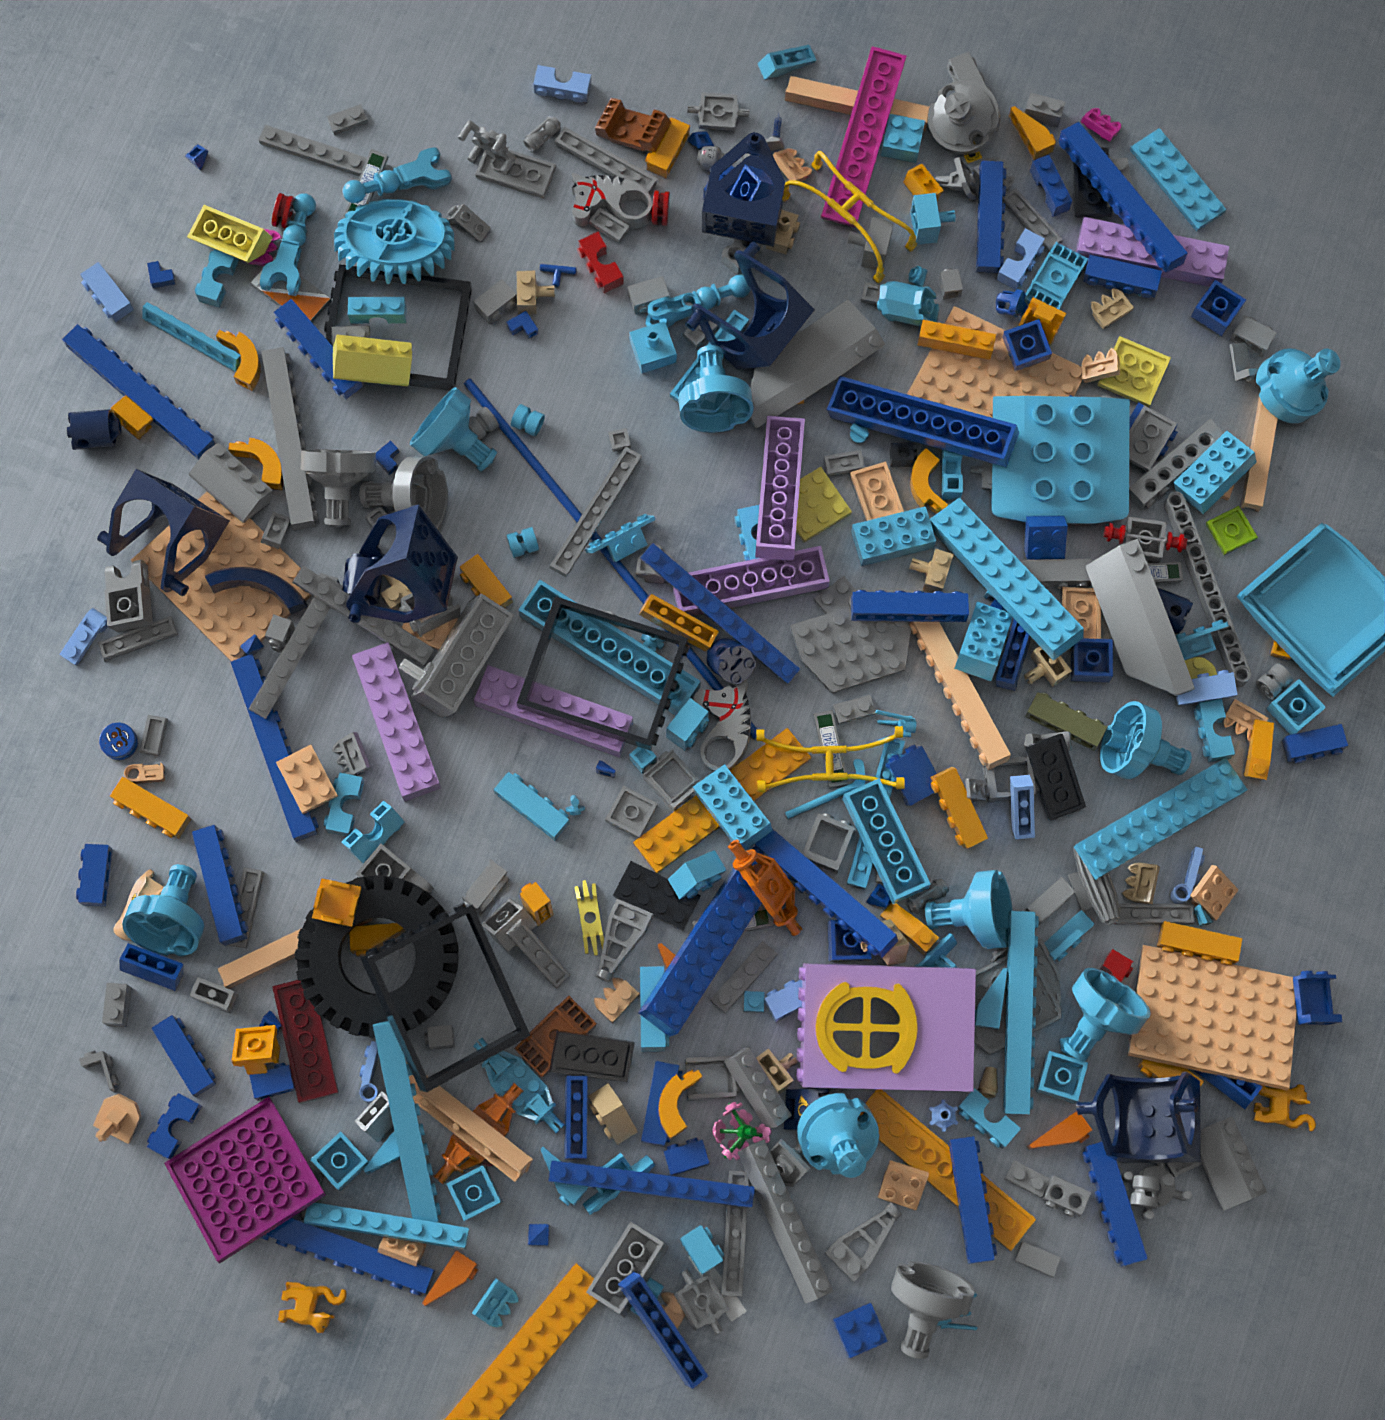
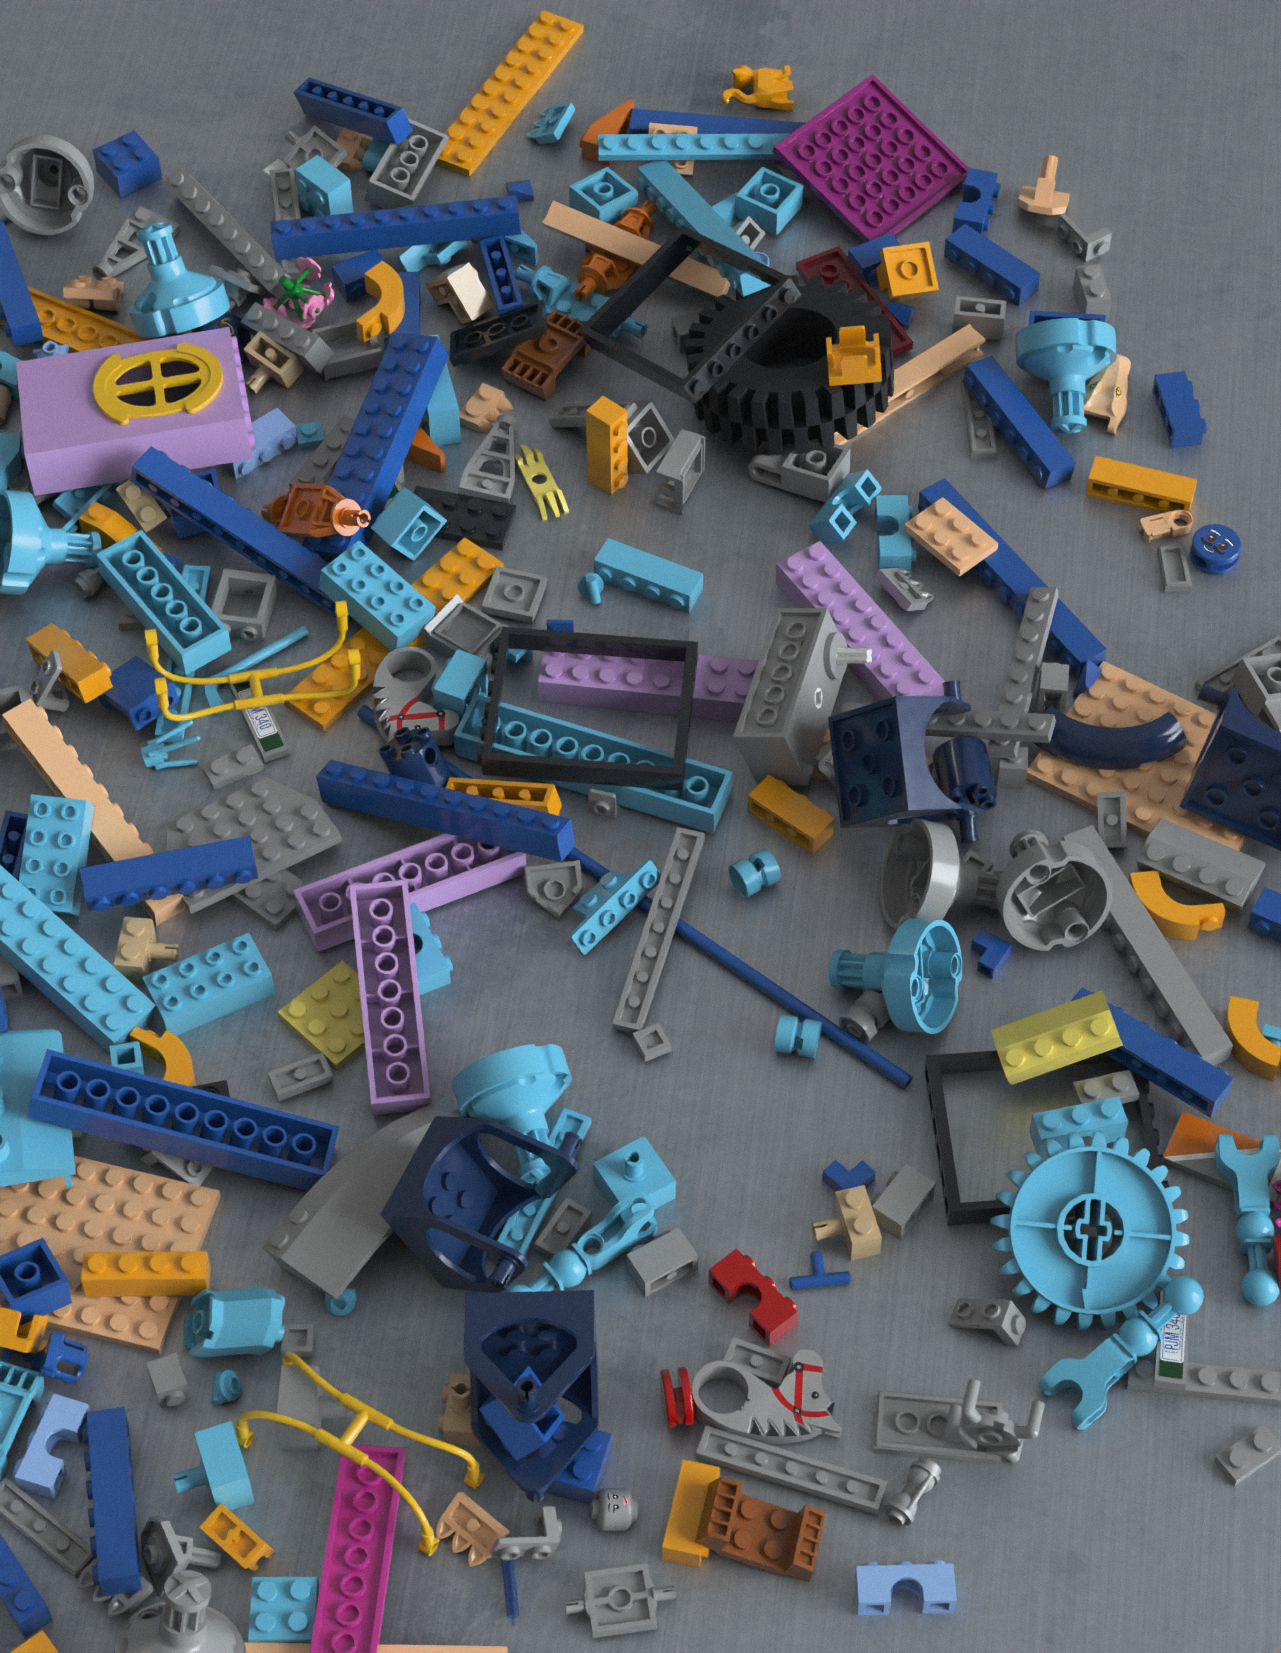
camera: 170 degrees right, 20 degrees down
(700, 139) = (637, 1544): blue slope -> none
(876, 491) = (242, 1043): light nougat plate -> none

